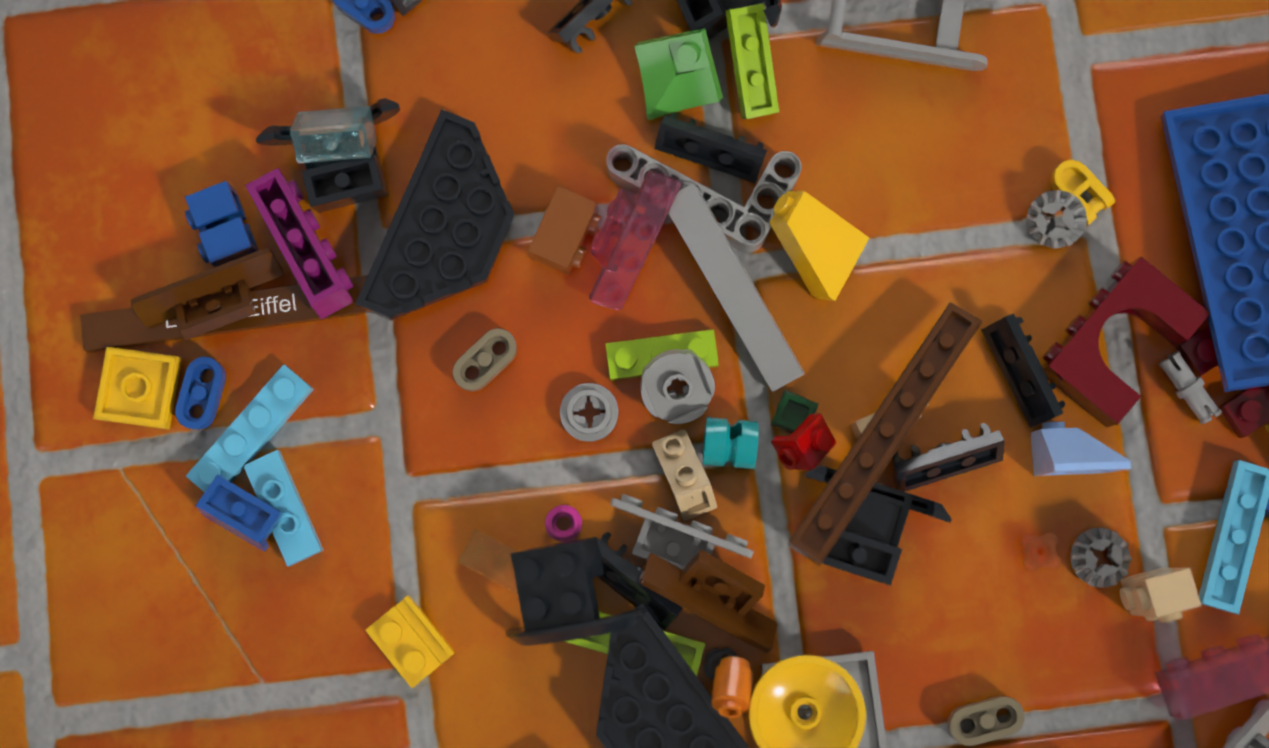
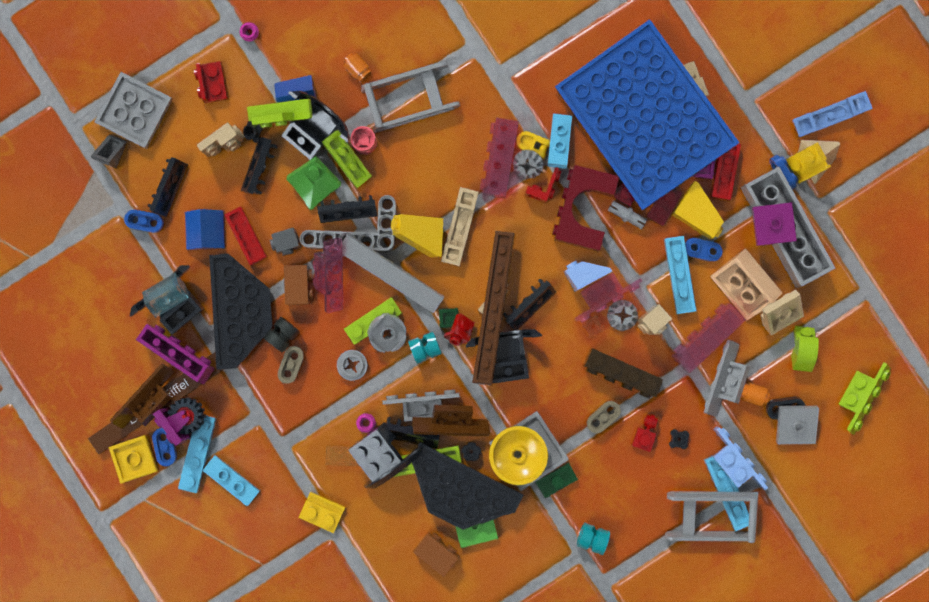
camera: 25 degrees left, 5 degrees up
(220, 223) = (125, 357): blue piece -> none
(239, 512) = (212, 493): blue panel -> none
(249, 359) = (180, 419): none -> plate
(456, 66) = (205, 229): none -> blue slope
(495, 300) = (281, 334): none -> pearl dark grey wheel
(518, 108) = (245, 235): none -> red plate
(580, 149) = (285, 241): none -> dark grey brick
(685, 475) = (411, 372): tan bracket -> none
(732, 687) = (479, 459): orange brick -> none
(799, 37) = (363, 140): none -> coral wheel
(890, 266) = (460, 226): none -> tan slope
(1014, 185) = (500, 158): none -> clear pink brick
(1022, 370) = (545, 245): black plate -> none
(1050, 274) = (536, 192): none -> red bracket
(1059, 660) = (625, 373): none -> dark brown brick
(1087, 499) = (603, 292): none -> clear pink bracket
(1131, 205) = (559, 141): none -> medium azure plate

